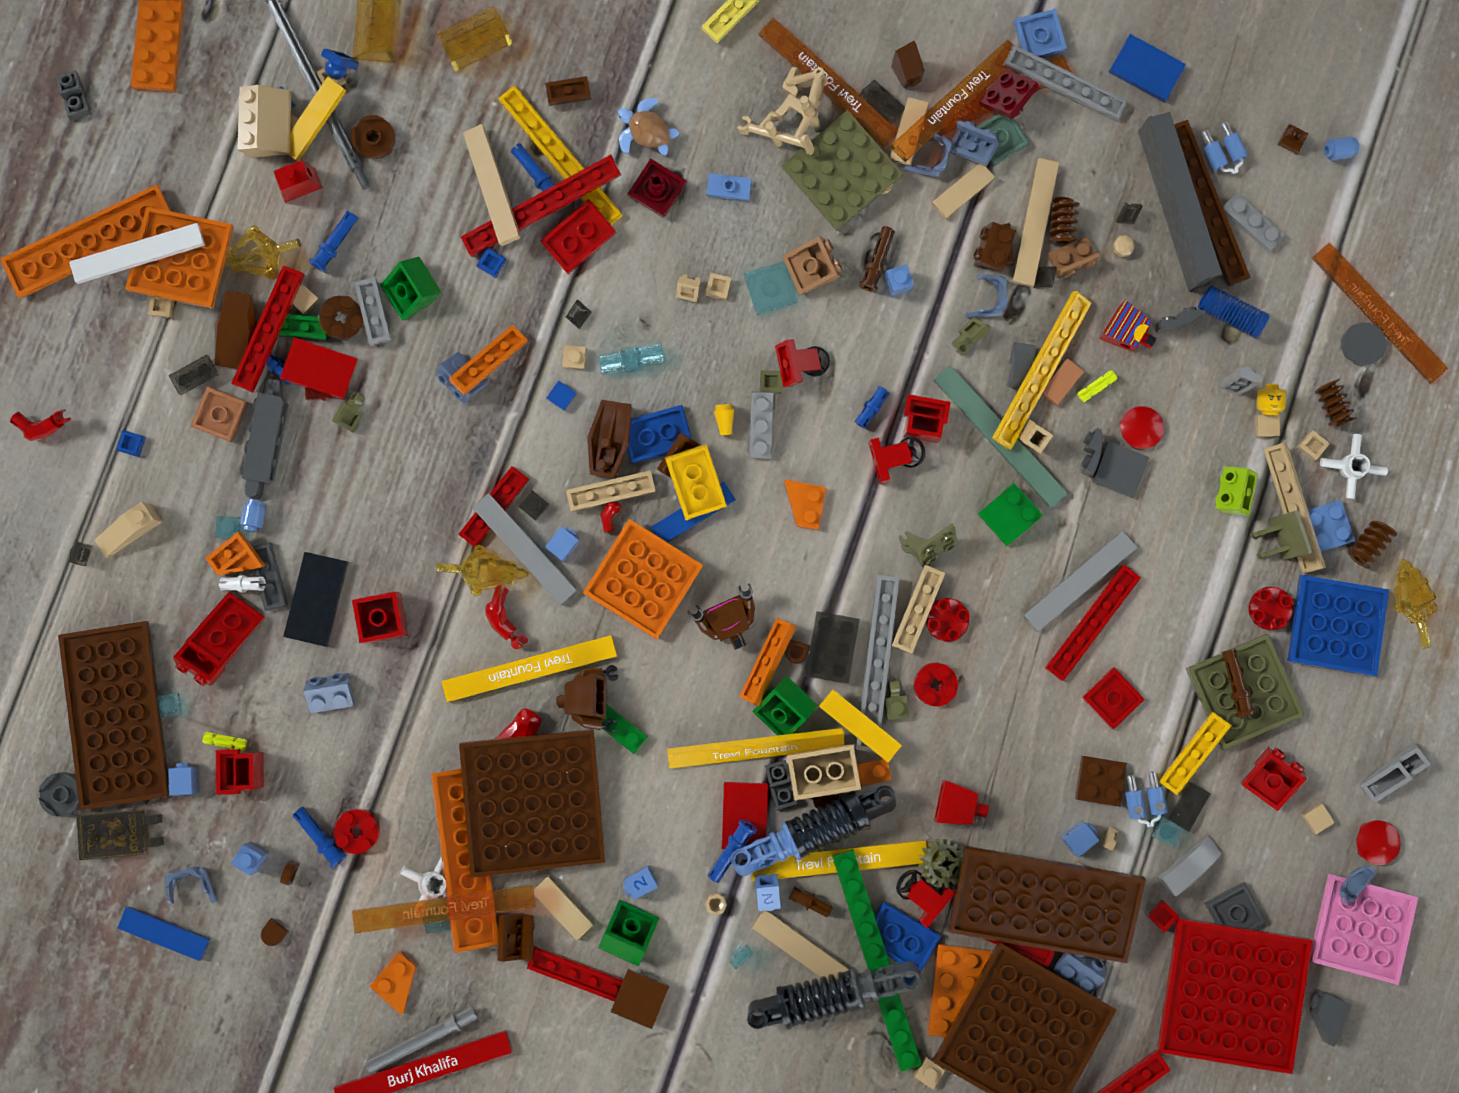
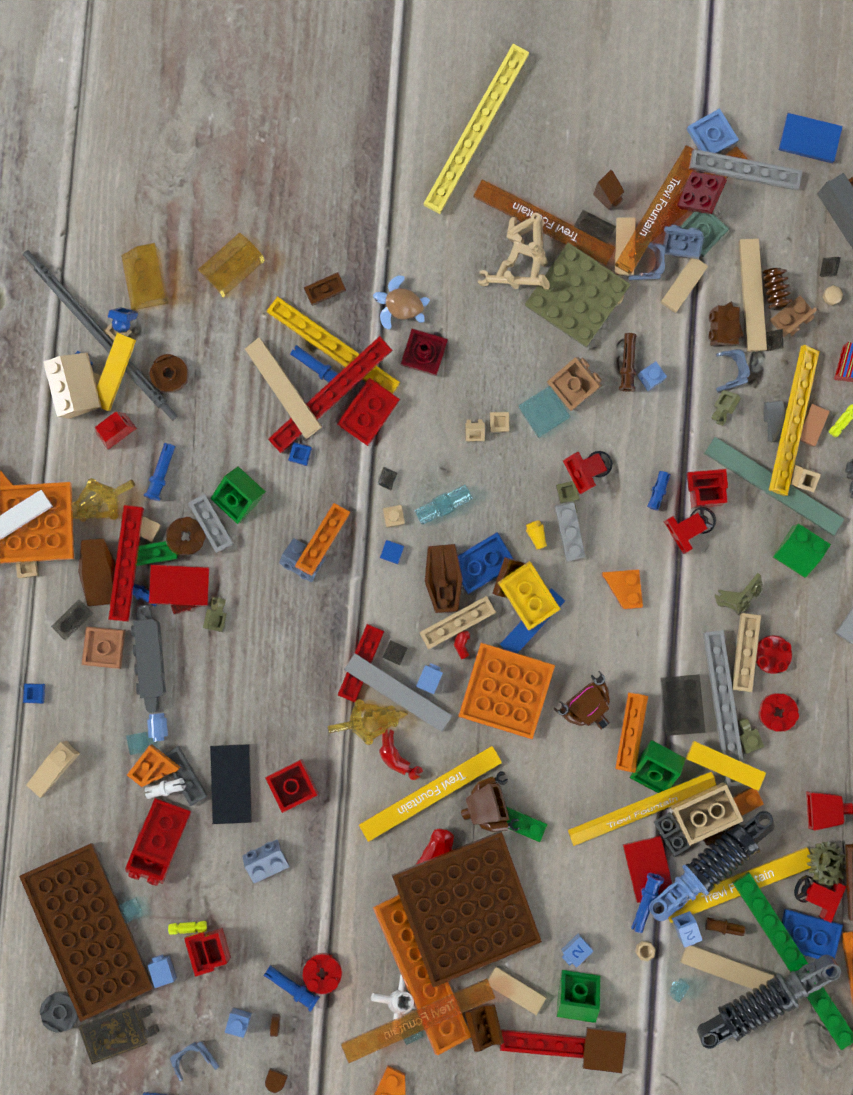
camera: 15 degrees left, 0 degrees up
(80, 553) = (17, 800): clear smoke plate -> none
(729, 187) = (484, 334): medium blue plate -> none
(796, 651) = (653, 717): reddish brown tile -> none

